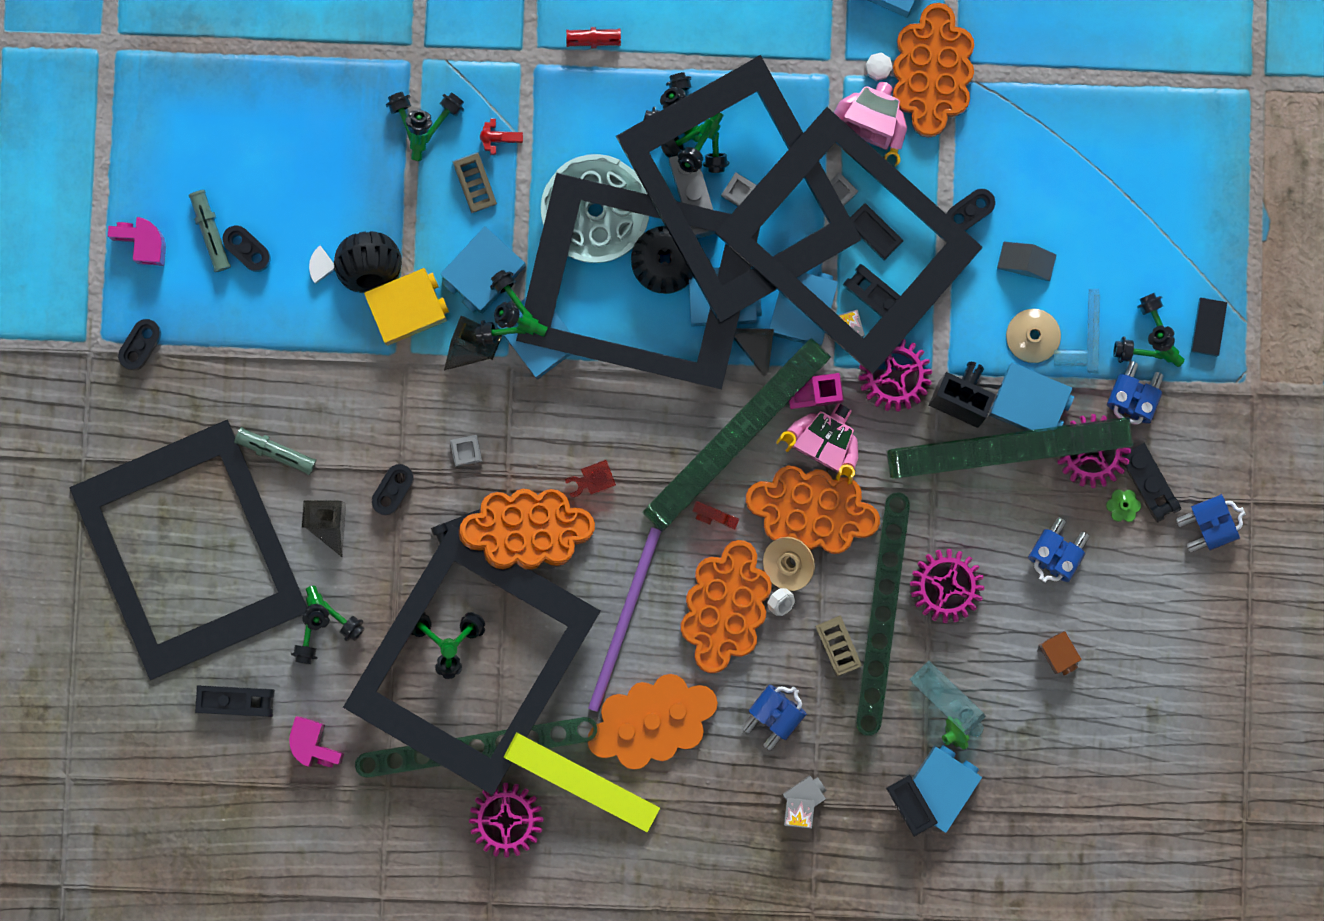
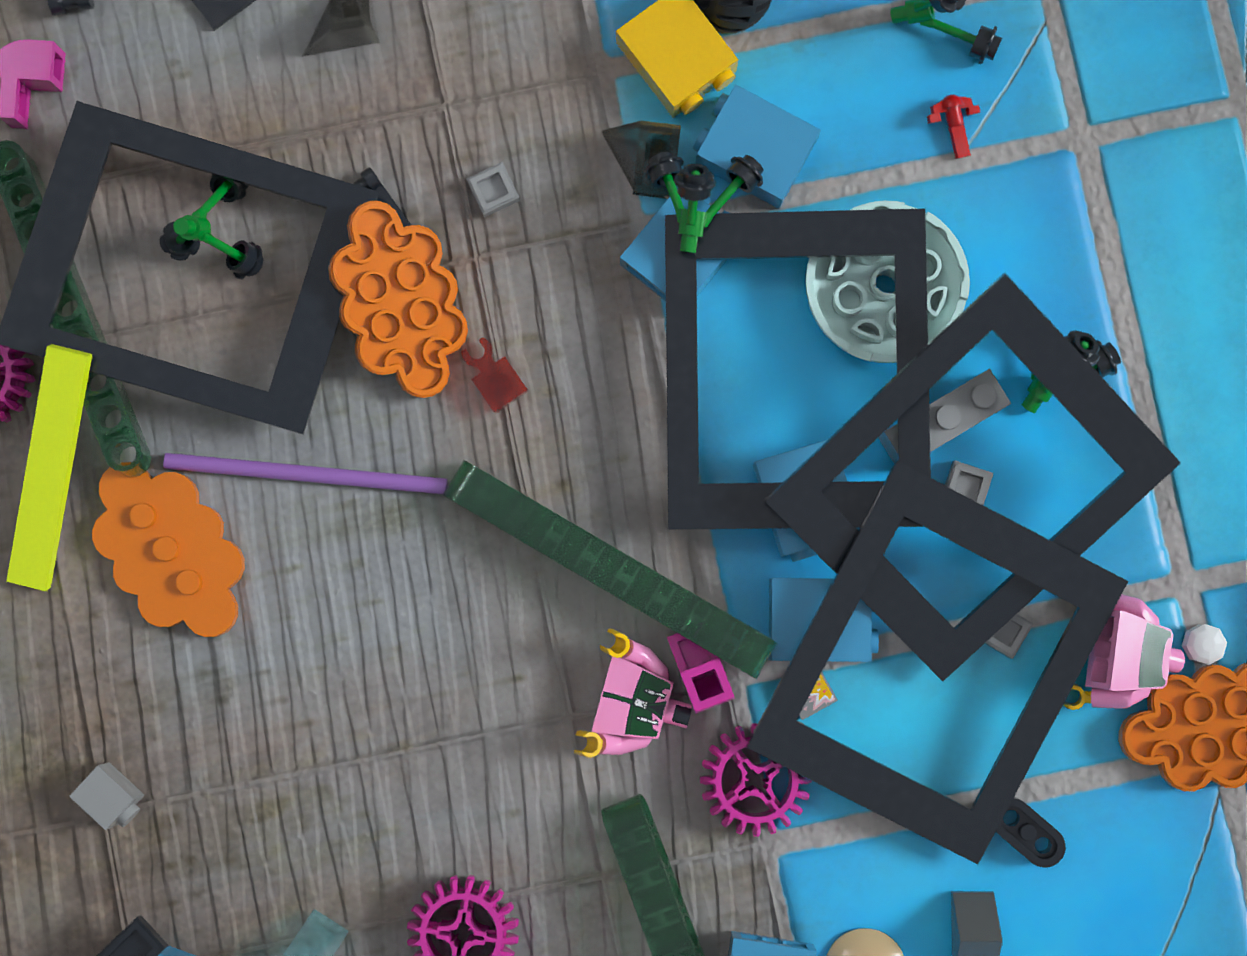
camera: 75 degrees right, 0 degrees up
(316, 617) = (194, 29): black plant -> none
(392, 489) = (413, 99): black plate -> none
(458, 163) = (908, 84): dark tan slope -> none
(593, 37) = (1135, 219): red pin -> none
(648, 270) = (810, 392): black wheel -> none
(690, 158) = (999, 397): plant -> none
(708, 514) = (483, 554): clear red plate -> none
(726, 606) = (356, 614): orange plate -> none
(756, 345) = (746, 566): clear smoke slope -> none
(777, 713) = (219, 727): blue piece -> none
(778, 566) = (427, 684): tan dish -> none
(781, 602) = (381, 693): white tile -> none
(799, 812) = (73, 796): tile -> none
(813, 509) = (527, 706): orange plate -> none
(838, 670) = (309, 815): dark tan slope -> none
(875, 232) = (959, 699): black tile -> none
(877, 295) = (865, 725): black plate -> none
(890, 602) = (381, 857): clear green beam -> none
(963, 397) = (746, 889): black brick -> none

